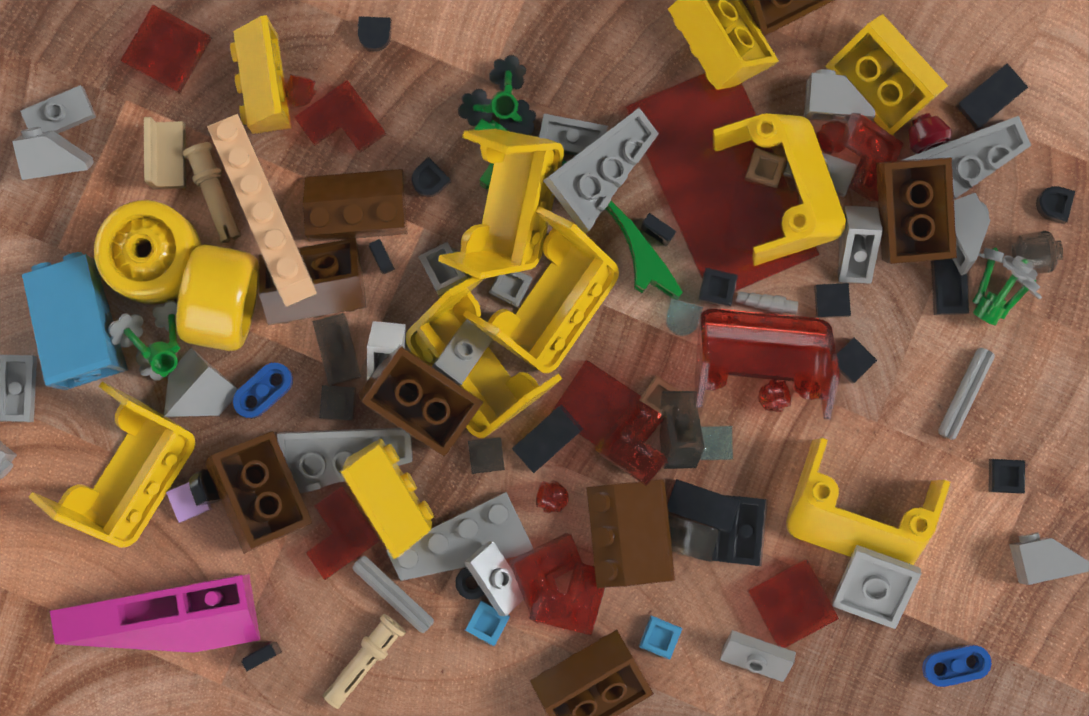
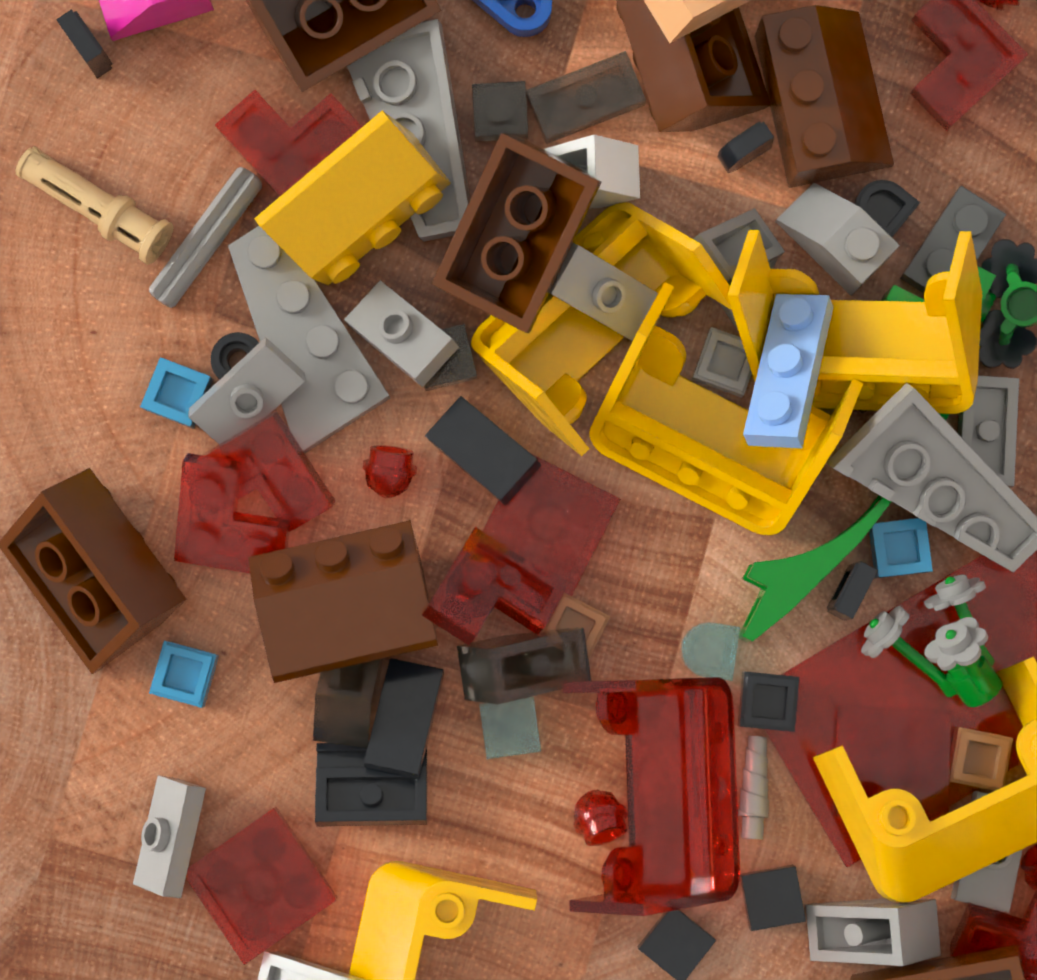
camera: 85 degrees right, 0 degrees up
(443, 208) = (837, 236): none -> light grey slope
(447, 134) = (936, 253): none -> dark grey plate
(469, 479) = (401, 333): none -> light grey plate
(525, 248) = (788, 371): none -> light blue plate
(636, 197) = (900, 548): none -> dark azure tile
(704, 171) = (956, 649): none -> plant

